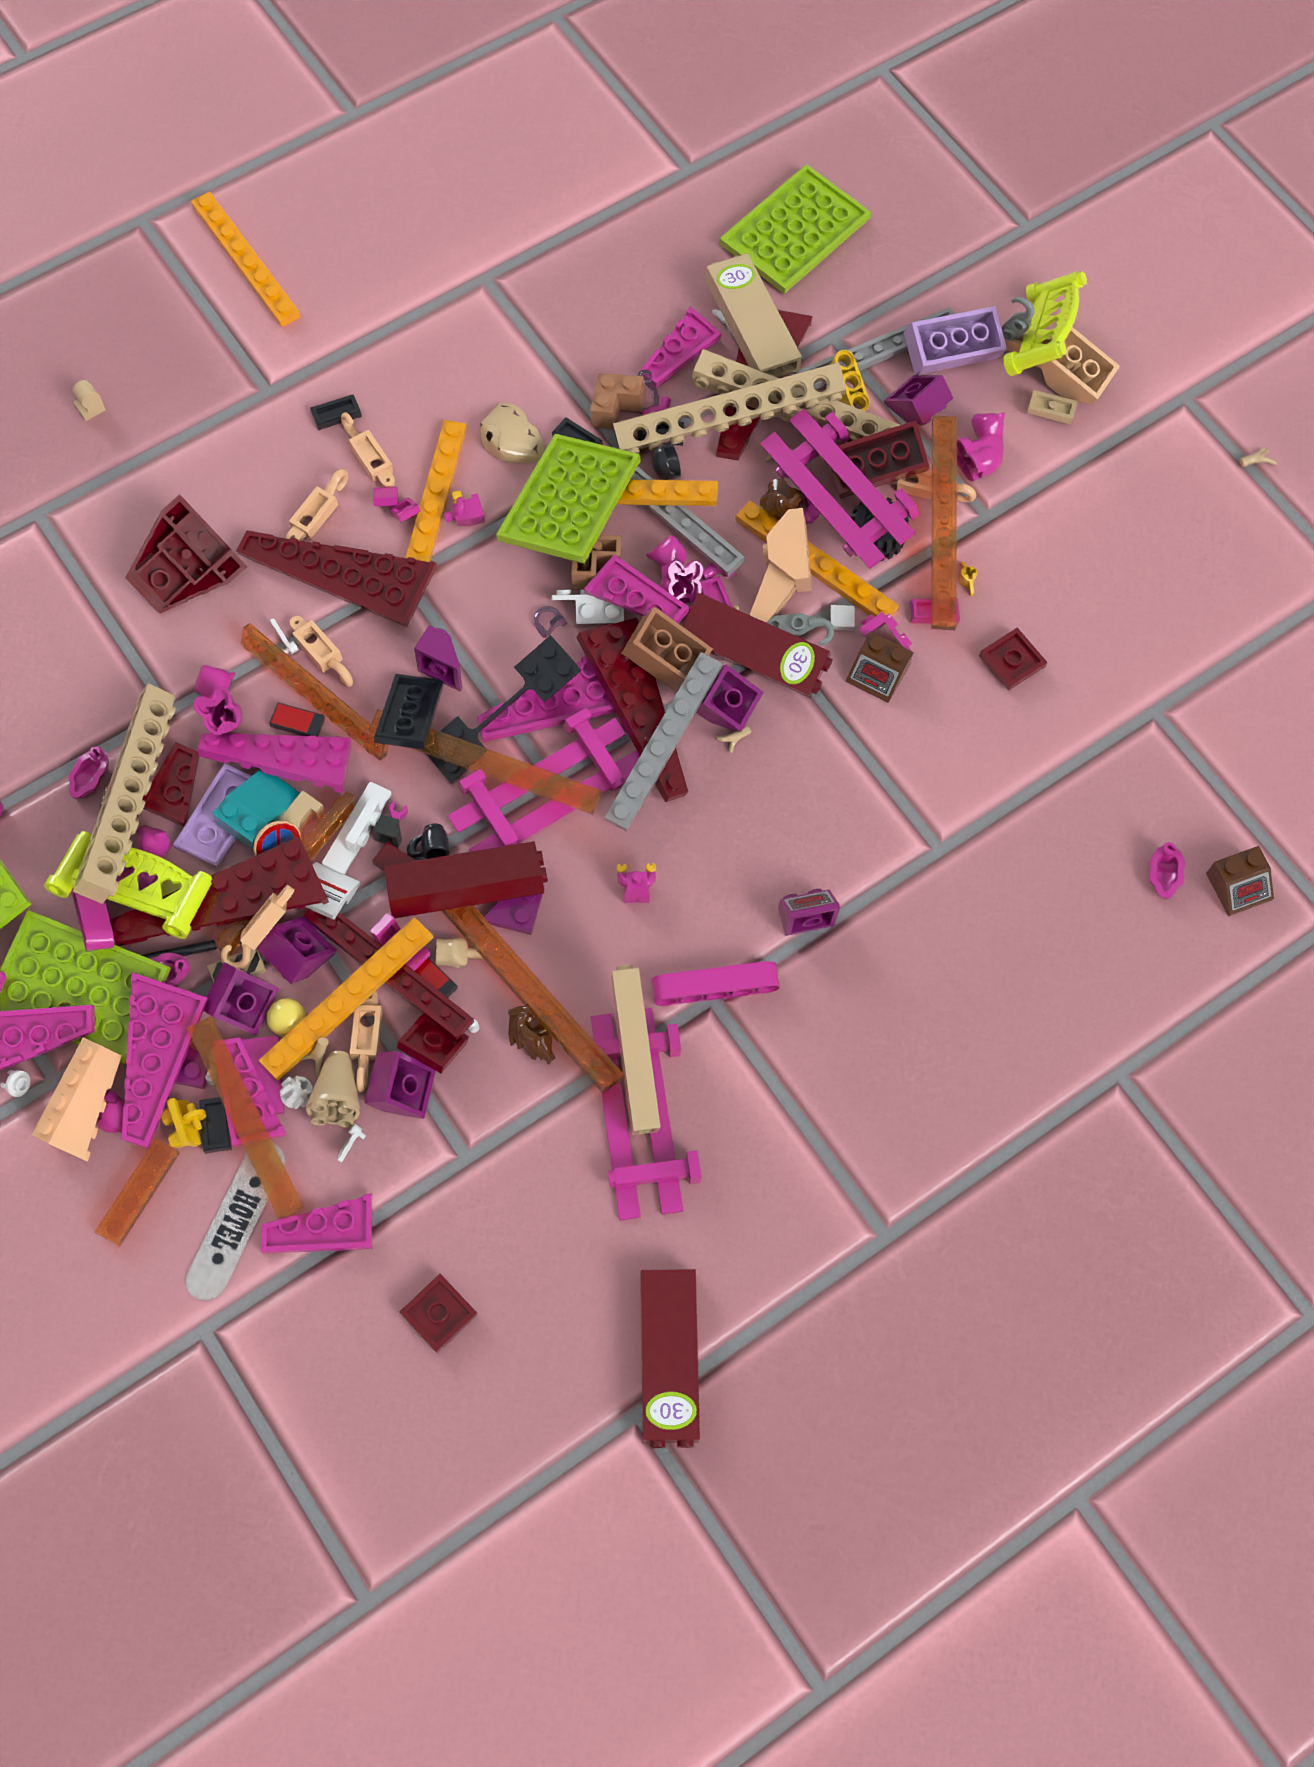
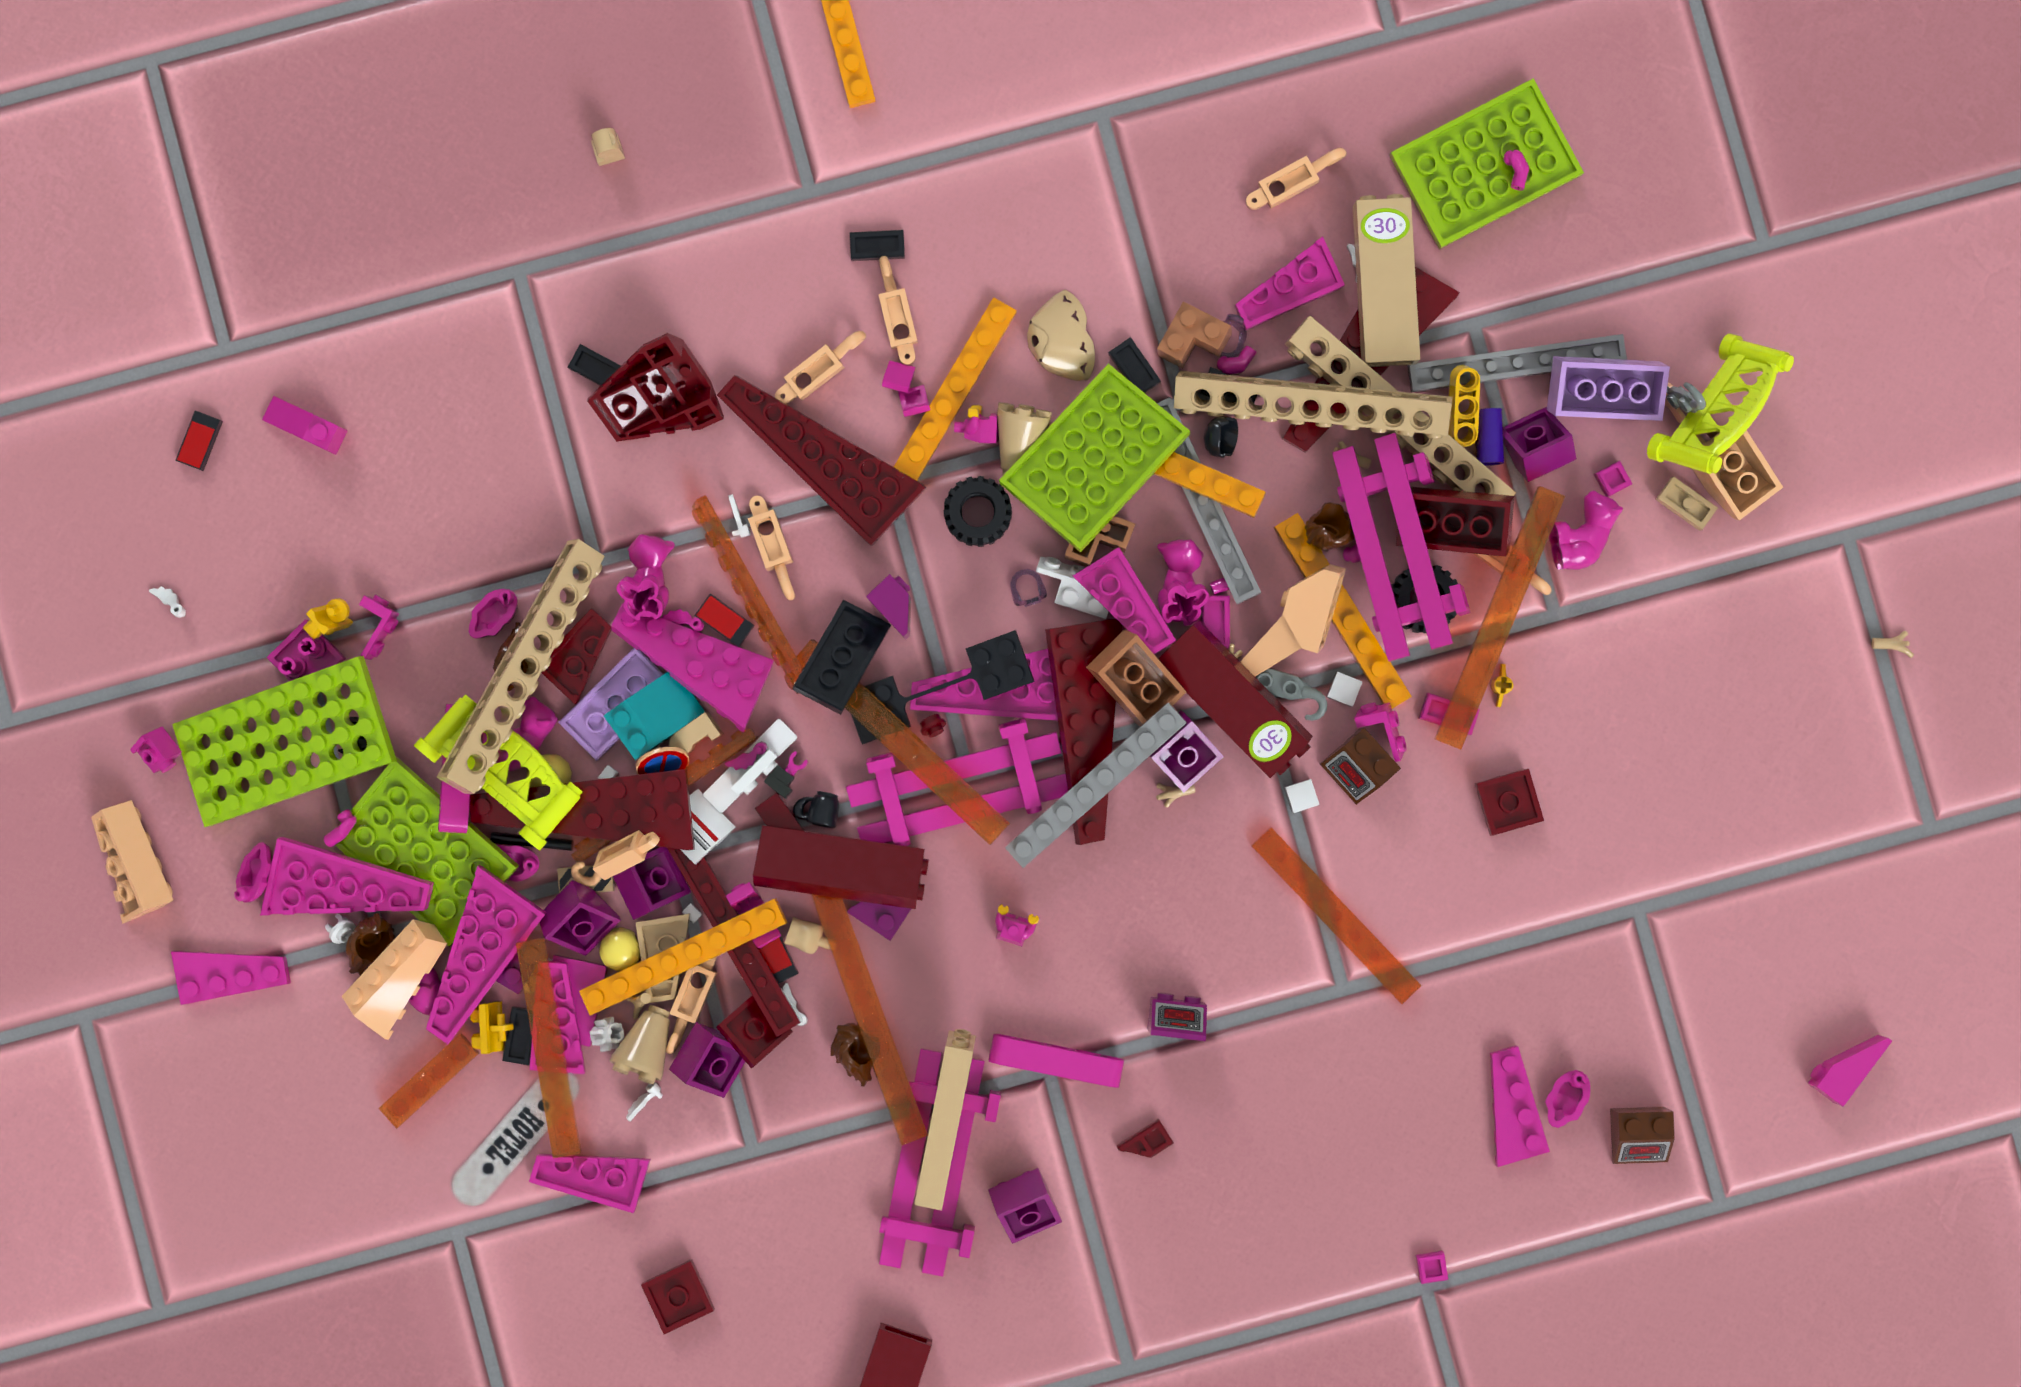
camera: 25 degrees right, 20 degrees up
(43, 1080) = (368, 942): none -> reddish brown hair
(117, 562) = (592, 365): none -> black tile
(271, 729) = (681, 618): none -> dark pink piece
(314, 992) = (657, 936): none -> tan wing
(343, 967) = (695, 914): none -> white piece
(350, 820) = (747, 759): none -> dark pink piece
(486, 587) = (971, 488): none -> black tyre
(498, 498) = (1018, 430): none -> tan cone
(507, 745) = (932, 725): none -> dark red plate
(654, 274) = (1295, 179): none -> light nougat piece
(735, 1118) = (1024, 1205): none -> magenta slope
(823, 220) = (1520, 167): none -> dark pink arm
(823, 1028) = (1147, 1141): none -> dark red tile
(841, 707) = (1302, 796): none -> white tile
(879, 401) = (1490, 432): none -> dark purple pin
(909, 791) = (1336, 915): none -> clear orange plate
(987, 405) = (1613, 479): none -> dark pink tile
(1116, 1053) = (1432, 1267): none -> dark pink tile
(1134, 907) = (1516, 1117): none -> dark pink wing

